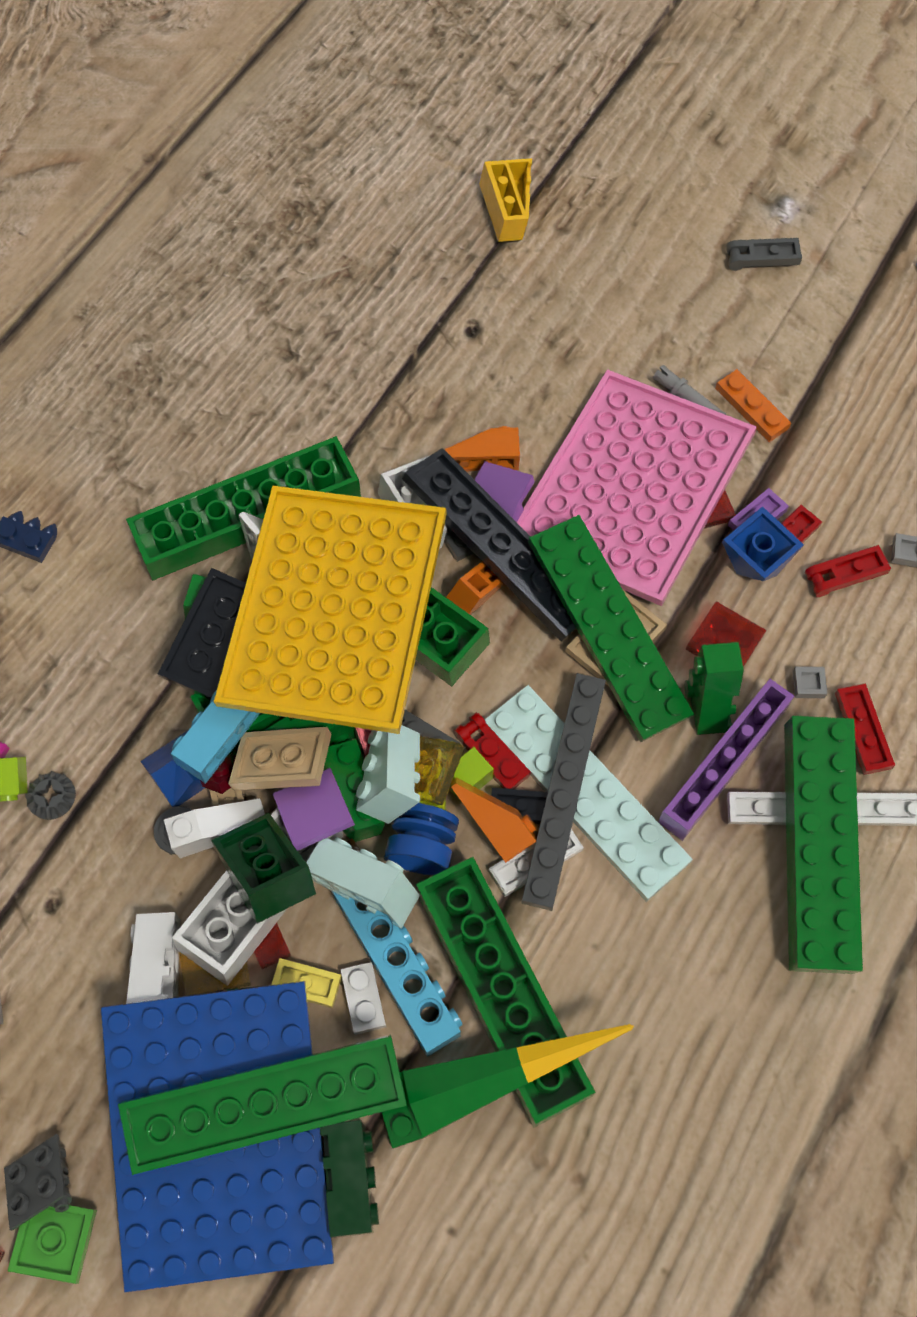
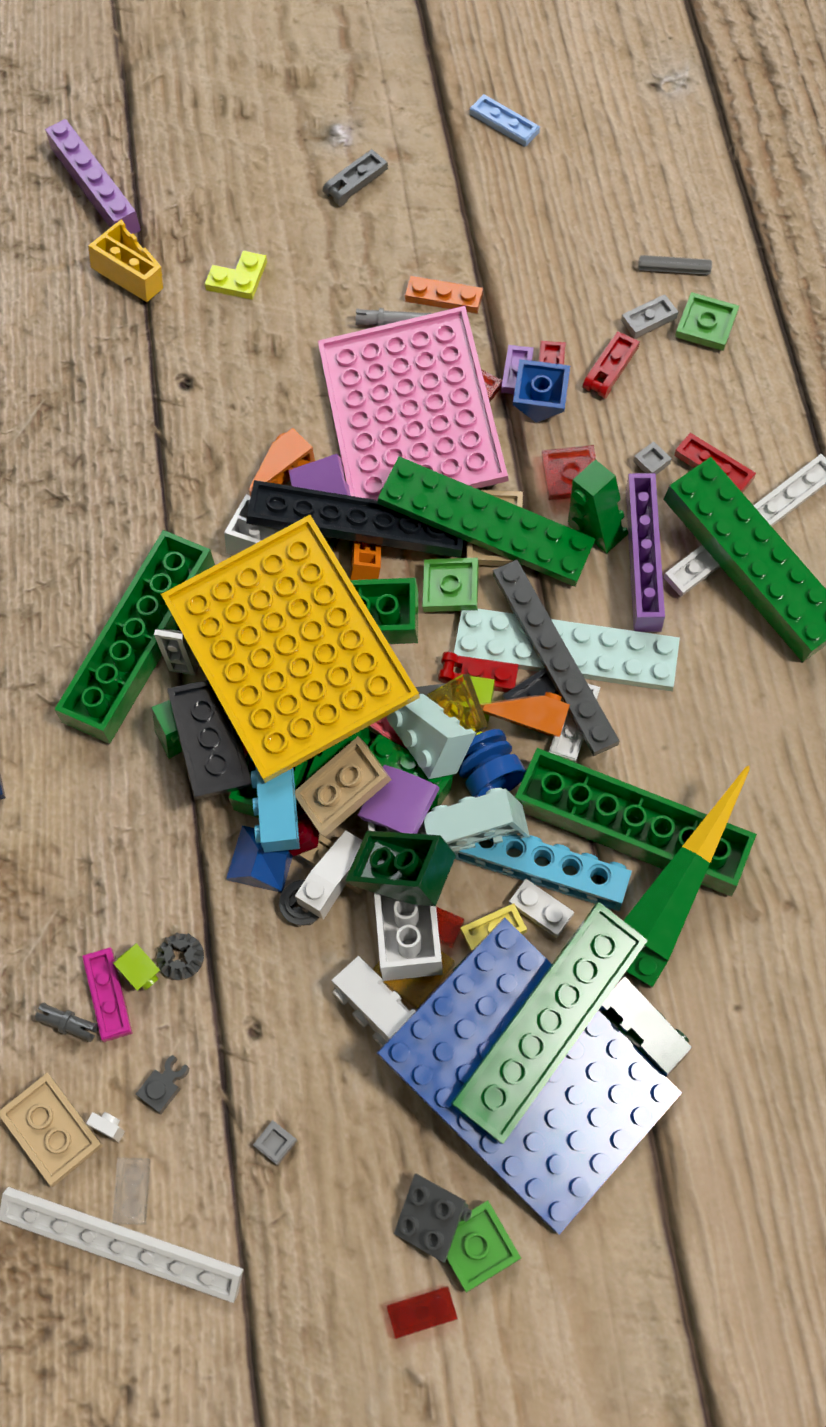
camera: 35 degrees left, 0 degrees up
(534, 658) = (450, 584): none -> bright green plate
(542, 110) = (91, 176): none -> medium lavender brick
(590, 276) = (238, 282): none -> neon yellow plate

